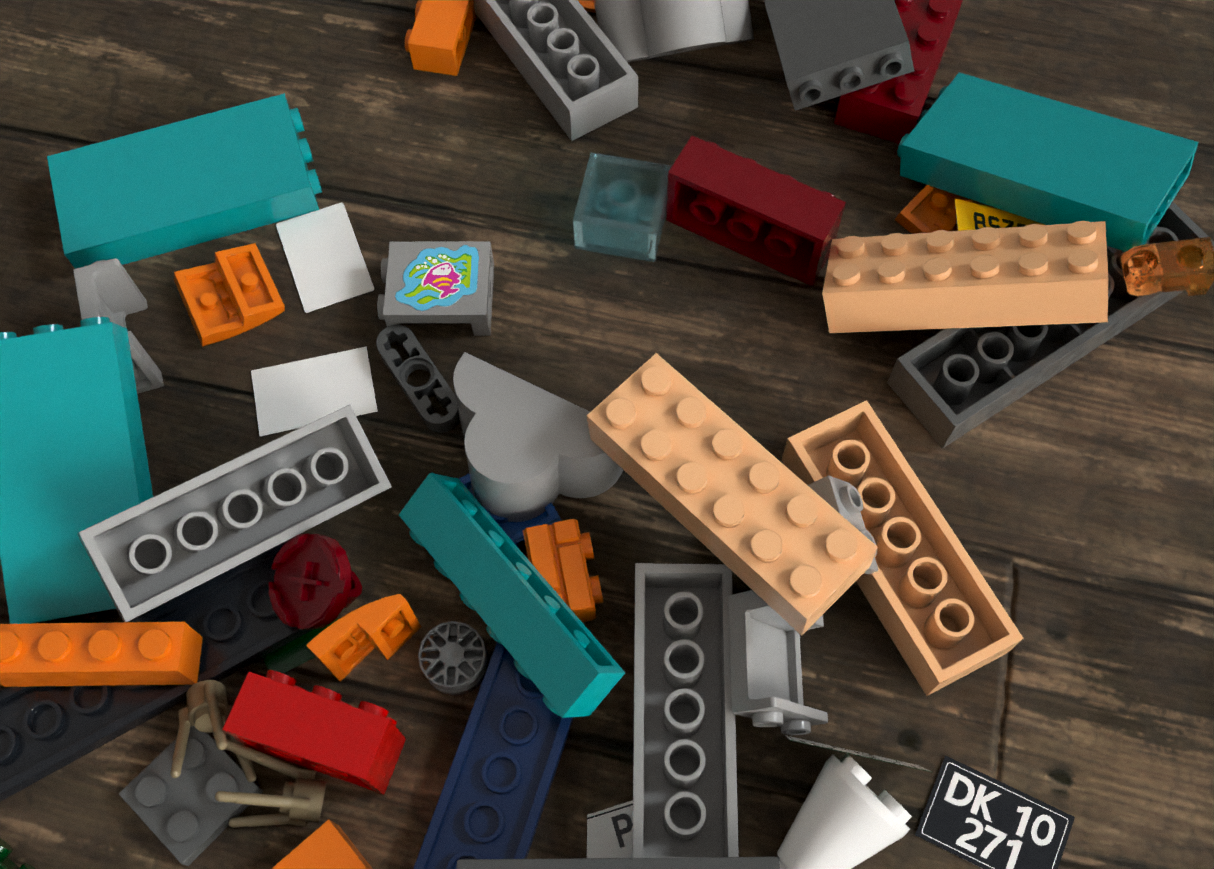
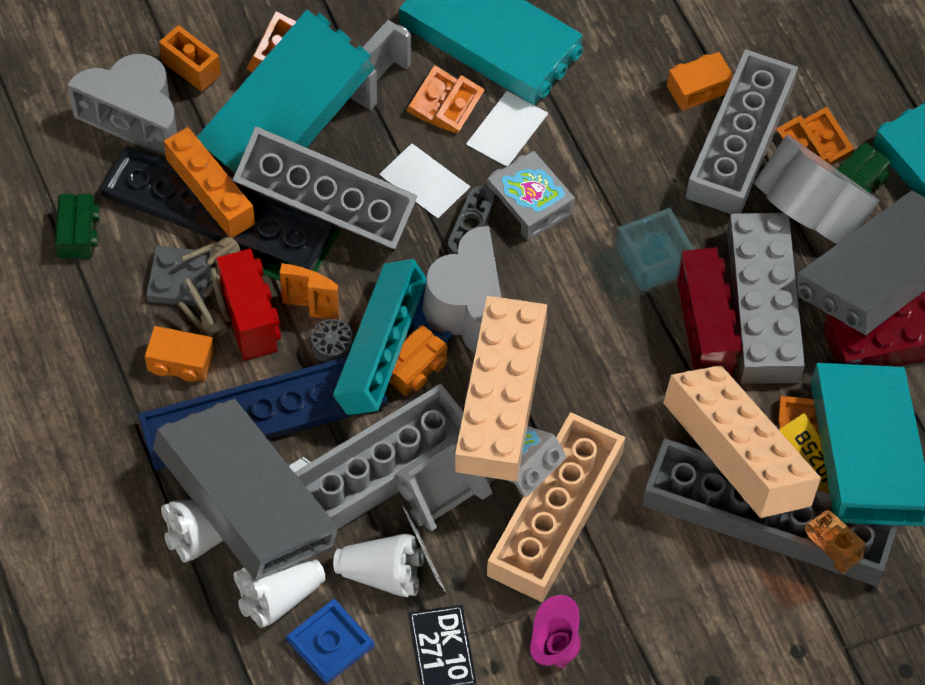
camera: 50 degrees right, 5 degrees down
(312, 582) = (318, 249): dark red tile -> none
(754, 124) = (765, 298): none -> light grey brick
(1081, 667) = (556, 632): none -> dark pink piece

